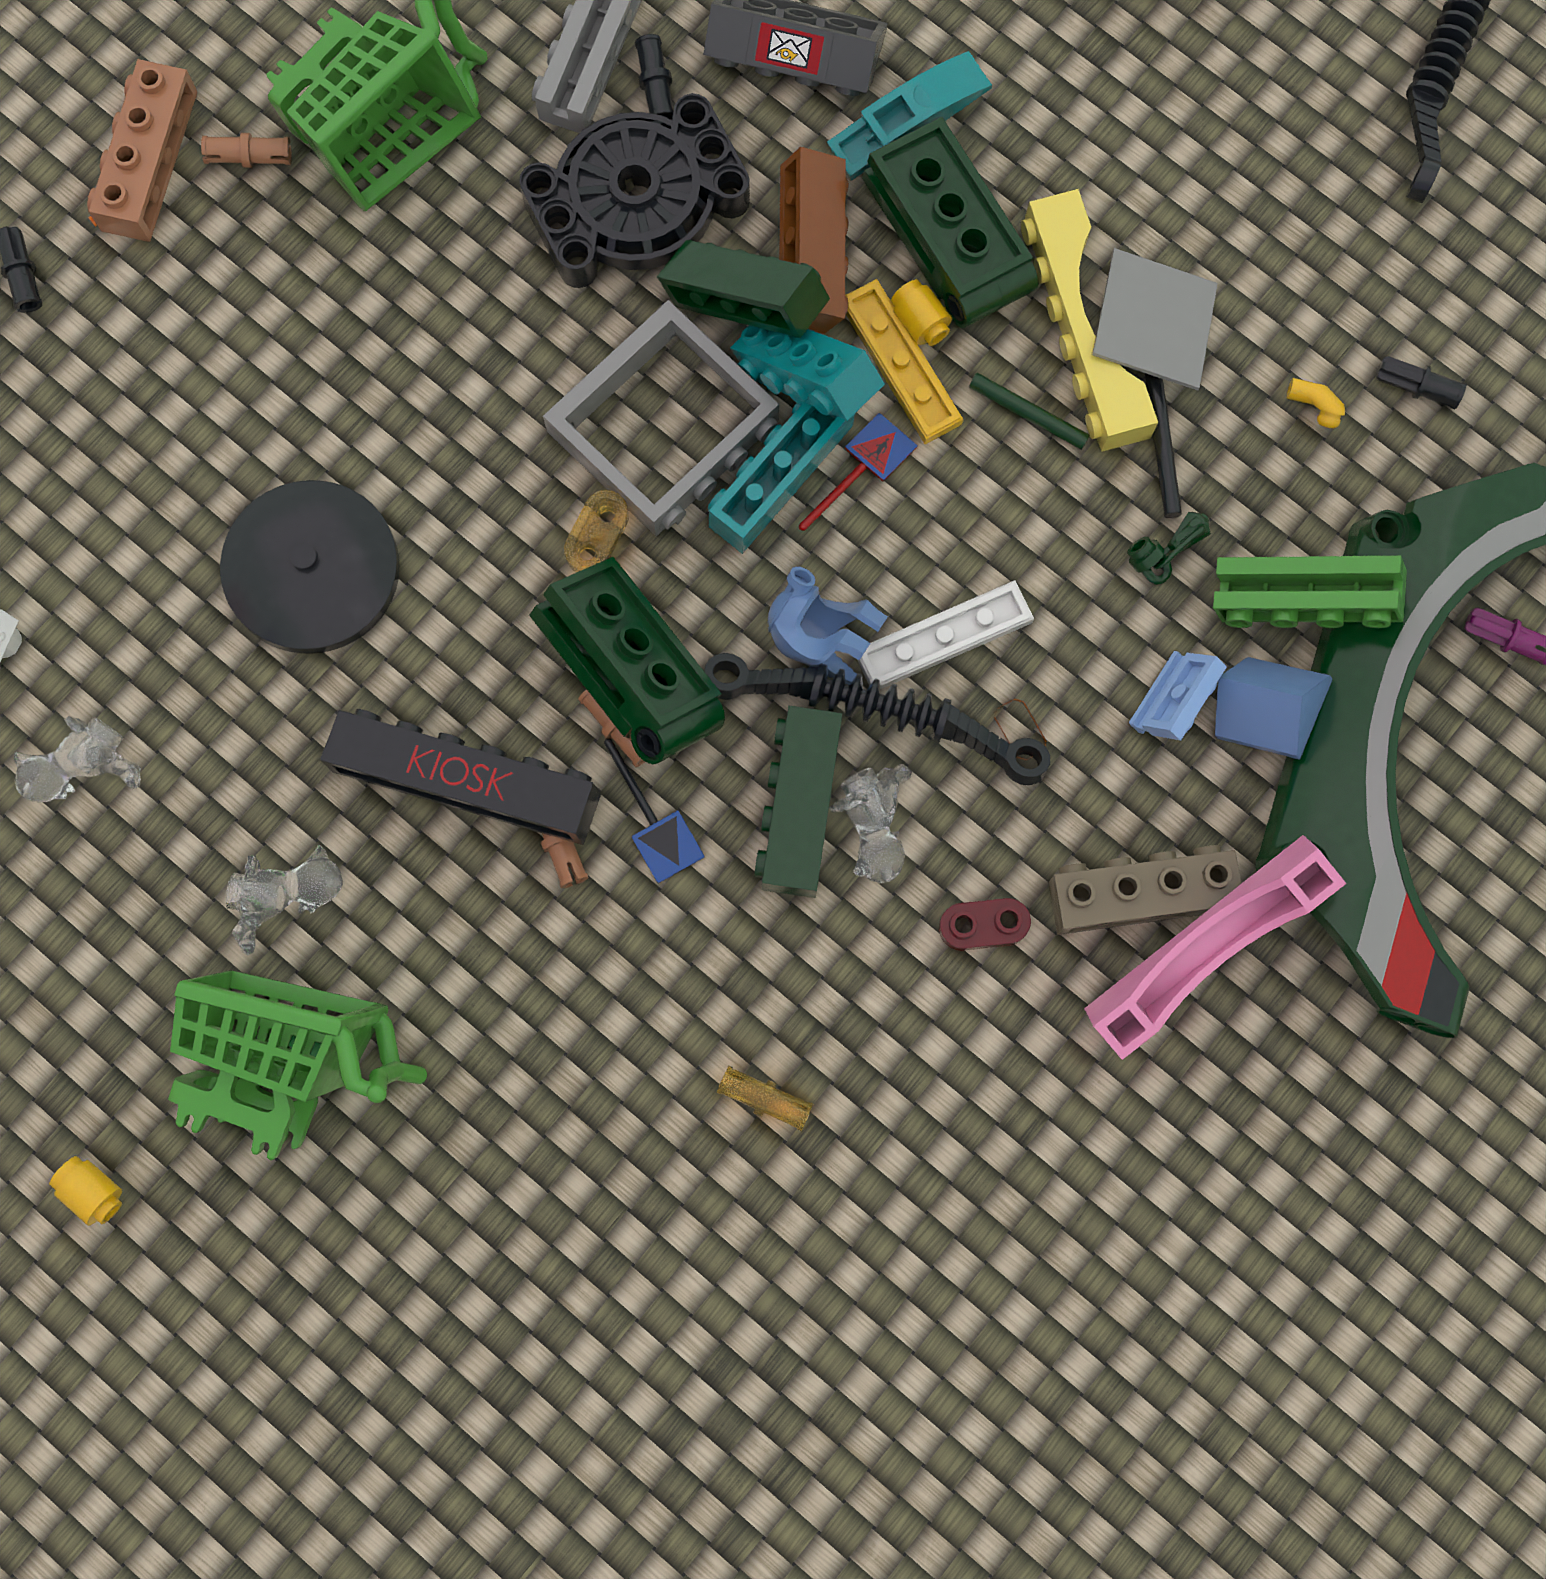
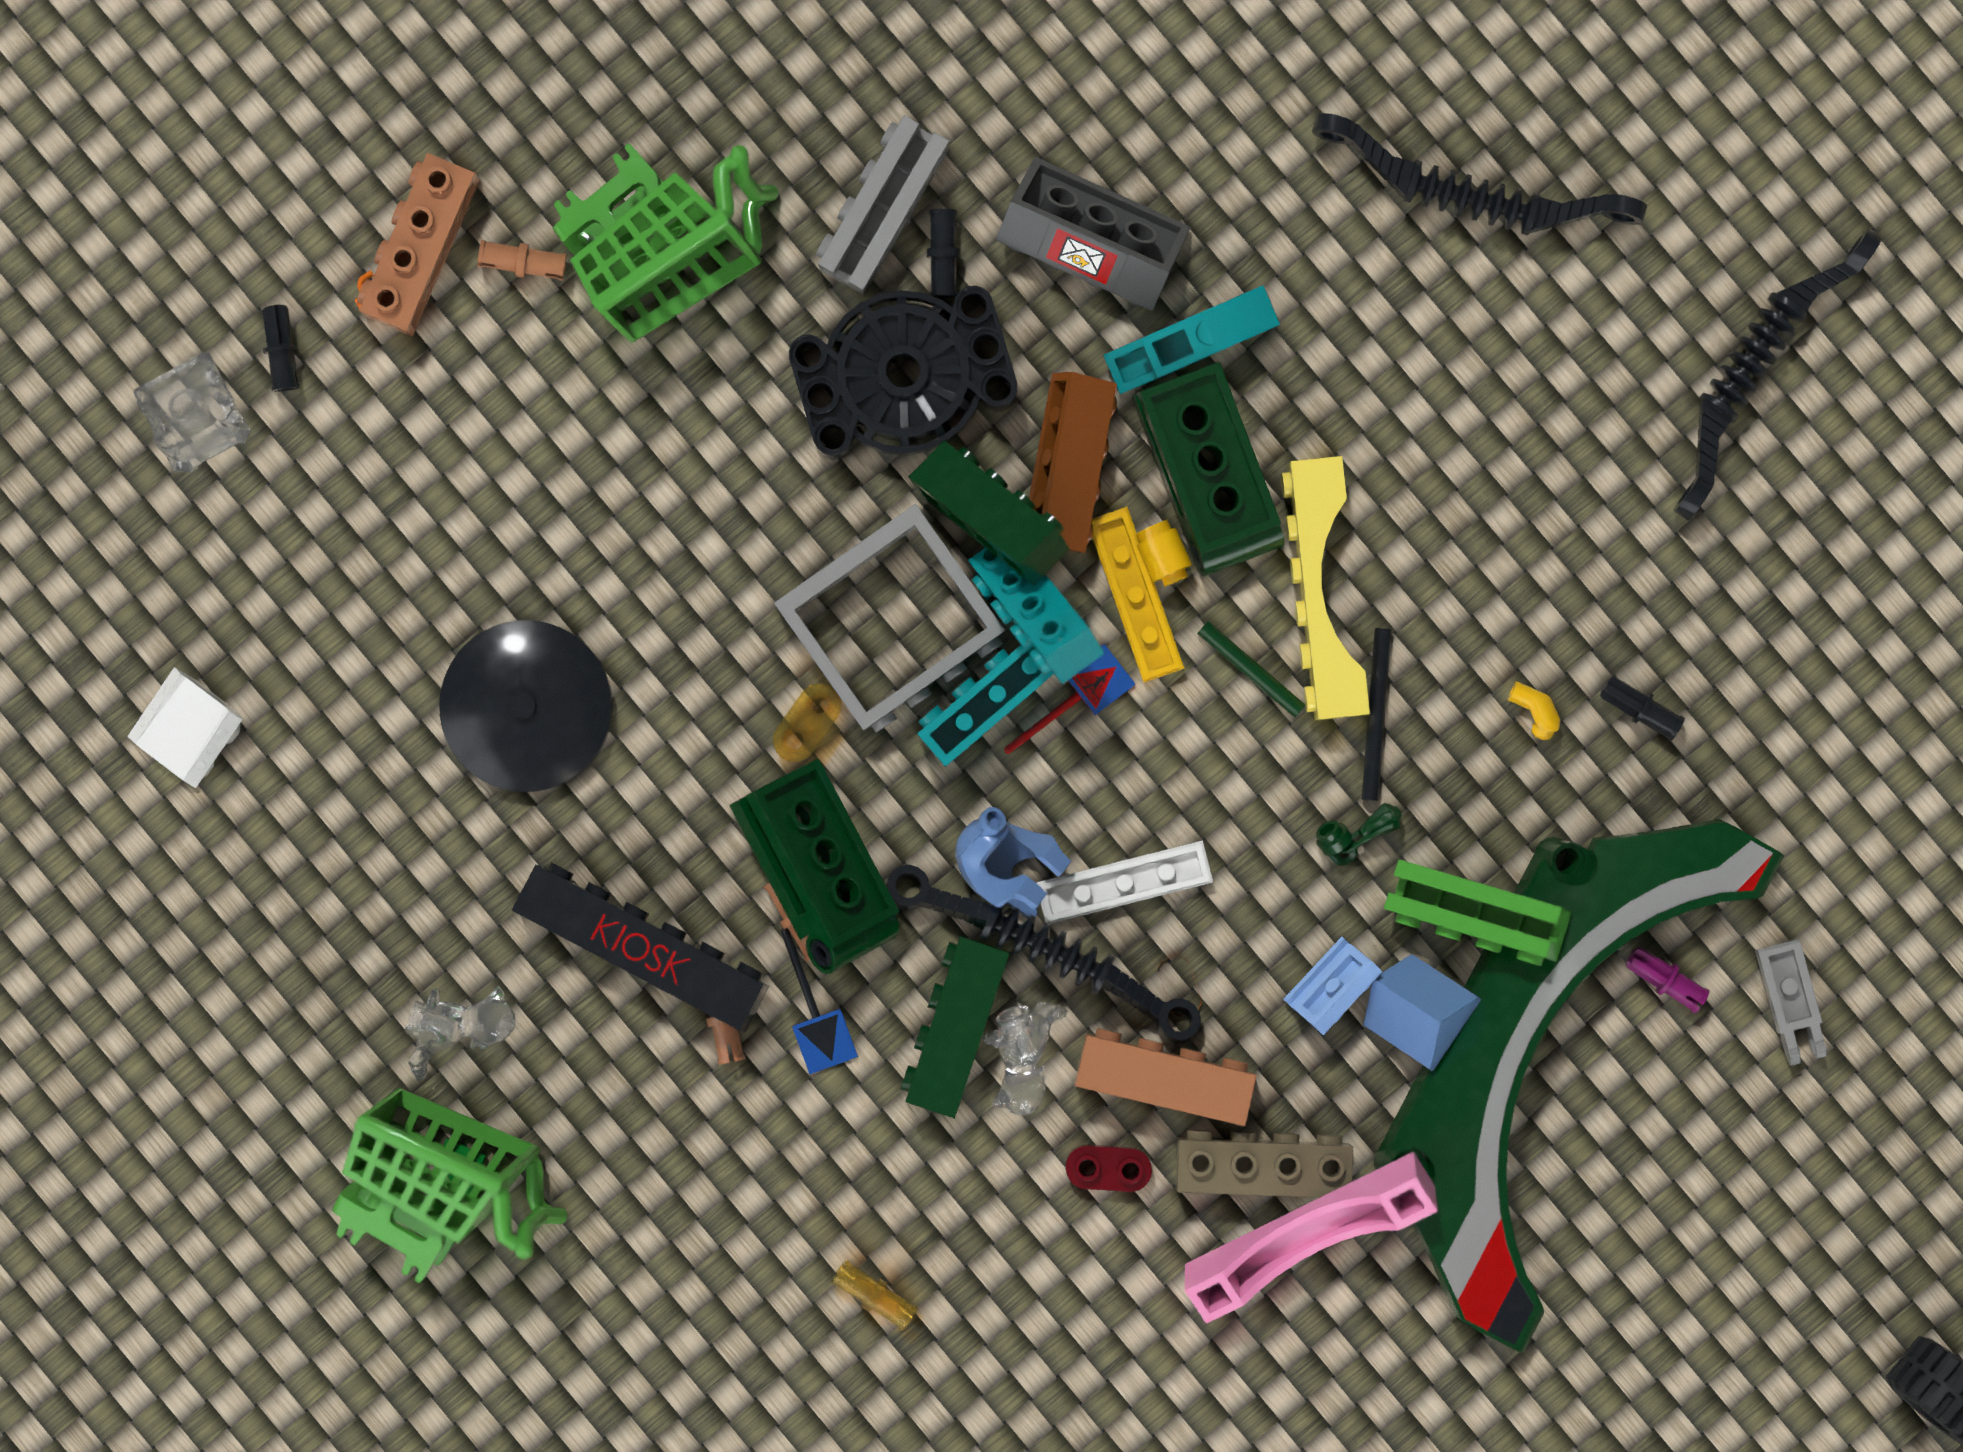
camera: 10 degrees right, 10 degrees up
(82, 753) = (289, 859): clear animal -> none
(86, 1191) = (244, 1271): yellow brick -> none
(1027, 816) = (1164, 1078): none -> nougat brick
(1155, 319) = (1392, 600): light grey piece -> none

